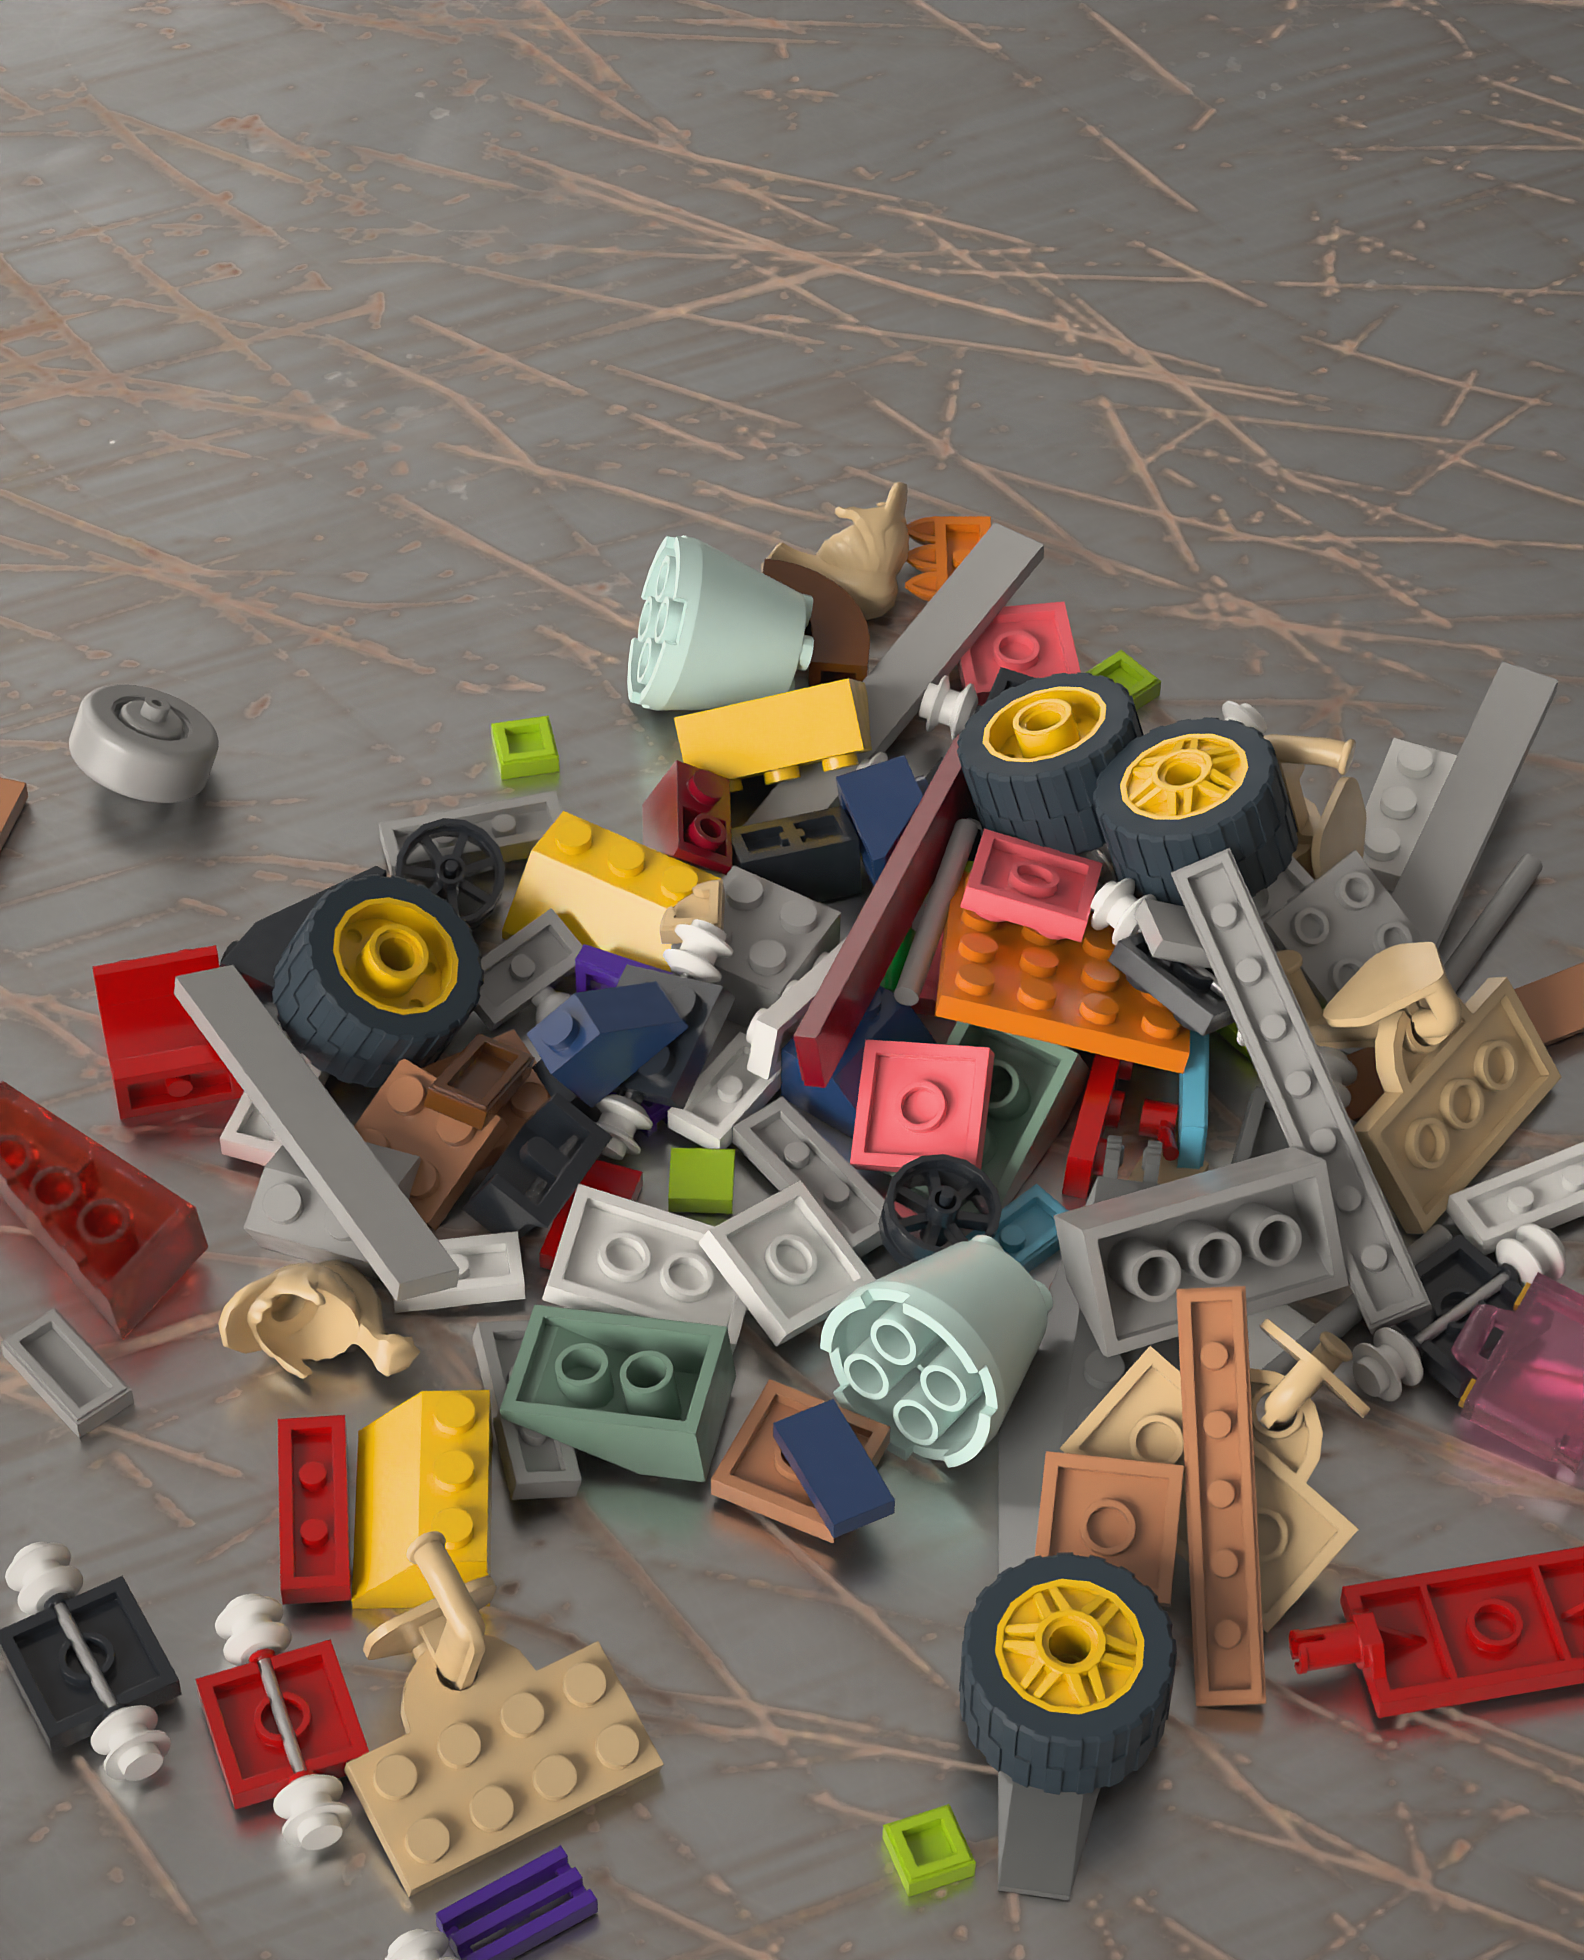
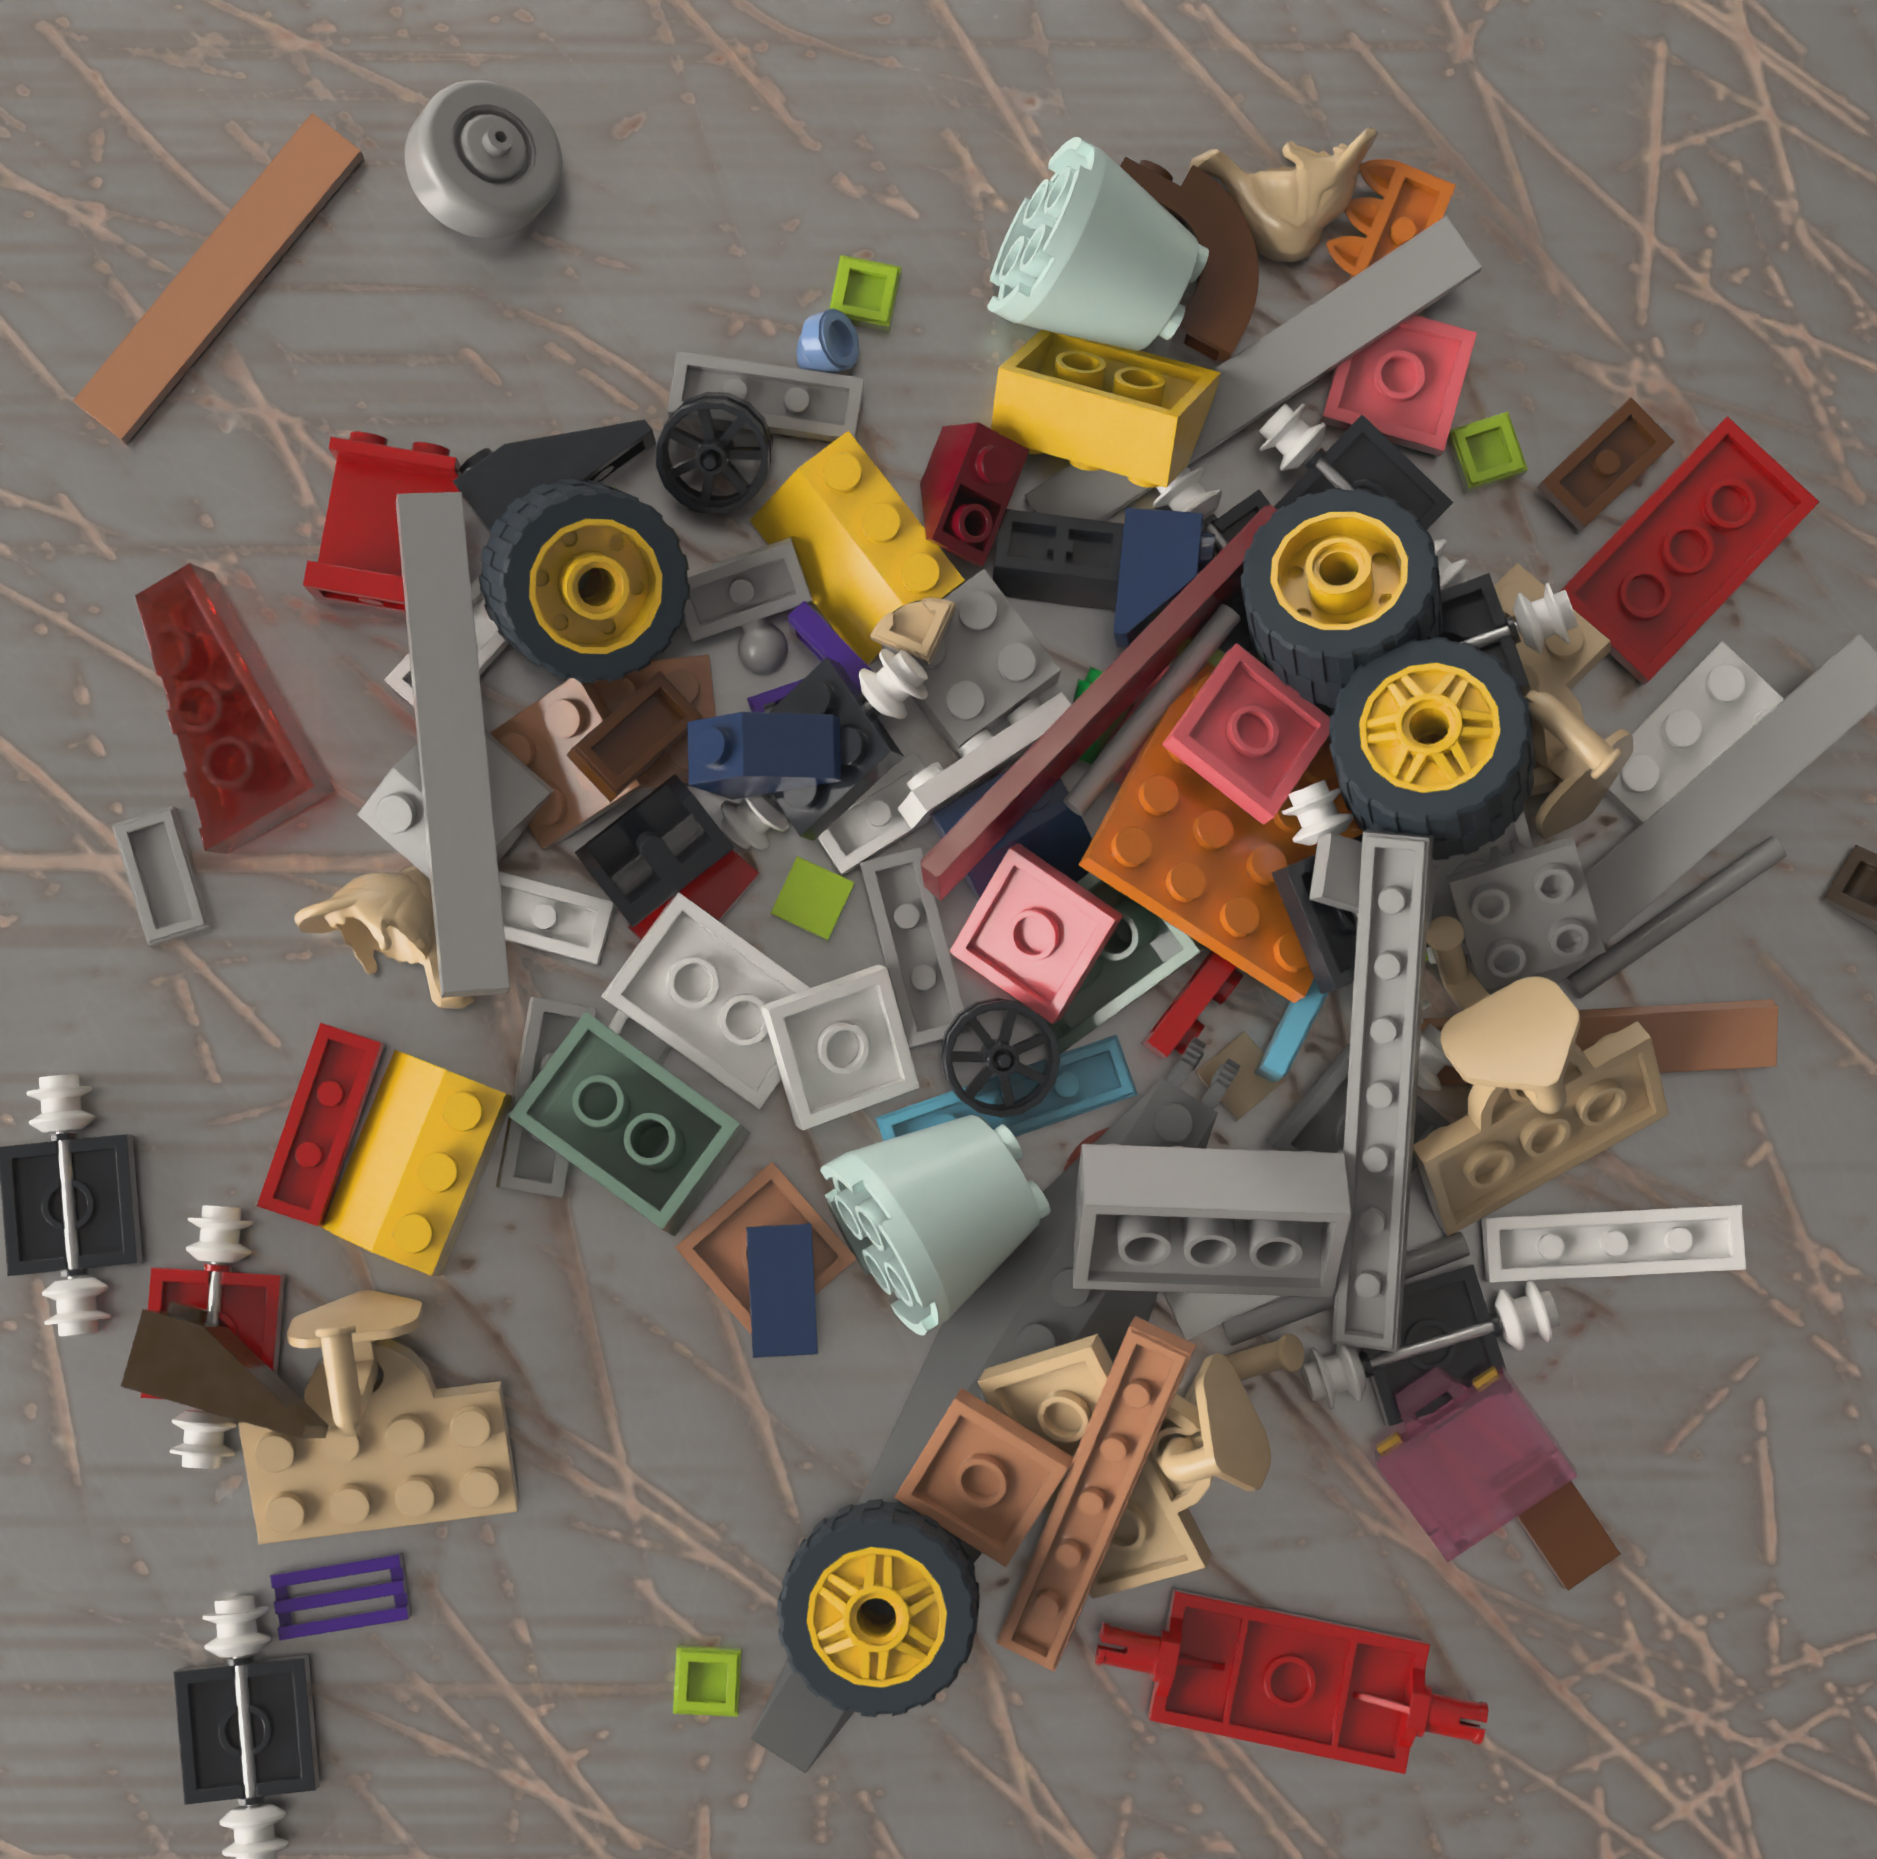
camera: 15 degrees right, 35 degrees up
(305, 1714) = (212, 1370): none -> dark brown slope
(510, 777) = (828, 343): none -> medium blue tile
(1159, 1122) = (1264, 1010): red hand -> none
(1223, 656) = (1605, 464): none -> reddish brown plate
(1333, 675) = (1688, 549): none -> red plate

